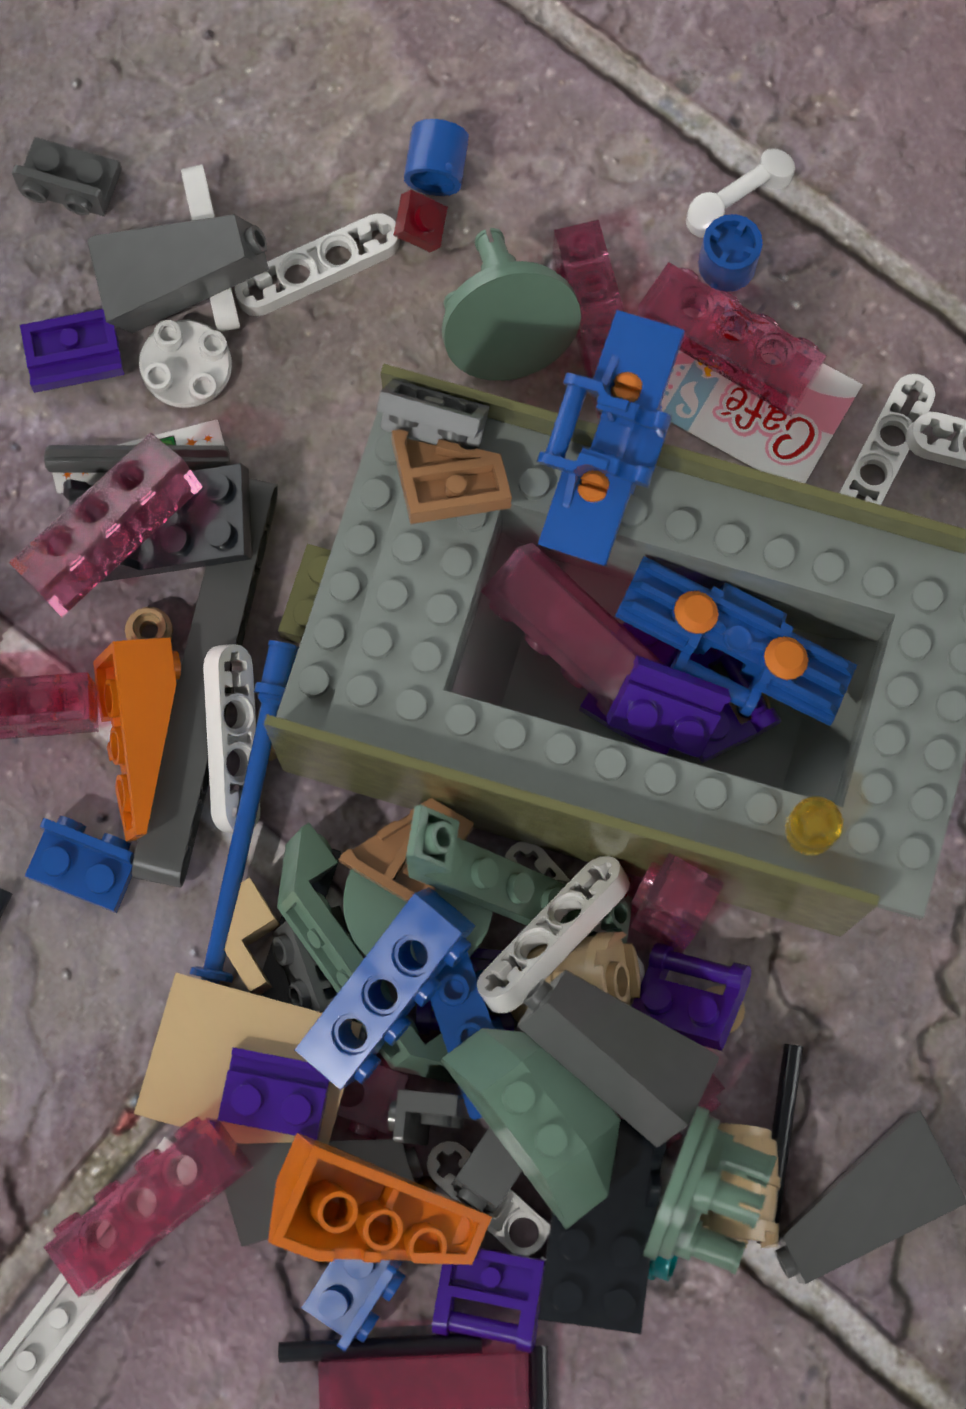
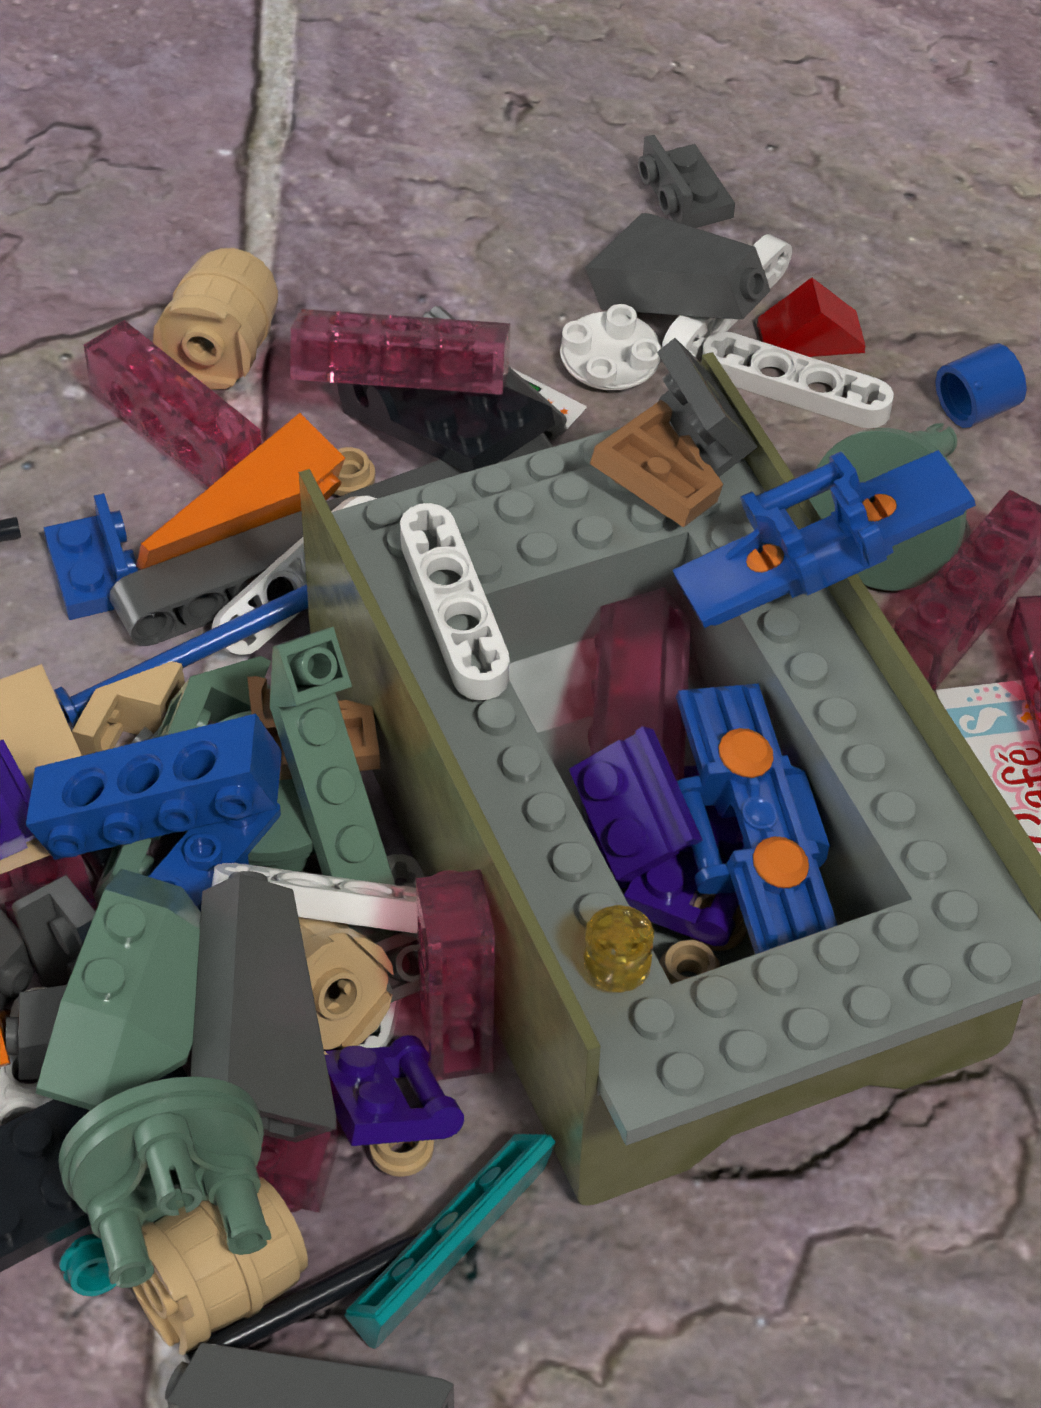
camera: 50 degrees right, 25 degrees down
(71, 350) = (539, 273): dark purple plate -> none
(283, 209) = (812, 323): none -> red slope
(420, 221) = (914, 409): dark red plate -> none
(454, 698) = (461, 597): none -> white beam
(775, 743) = (687, 956): none -> tan plate
(813, 1031) = (449, 1237): none -> teal slope

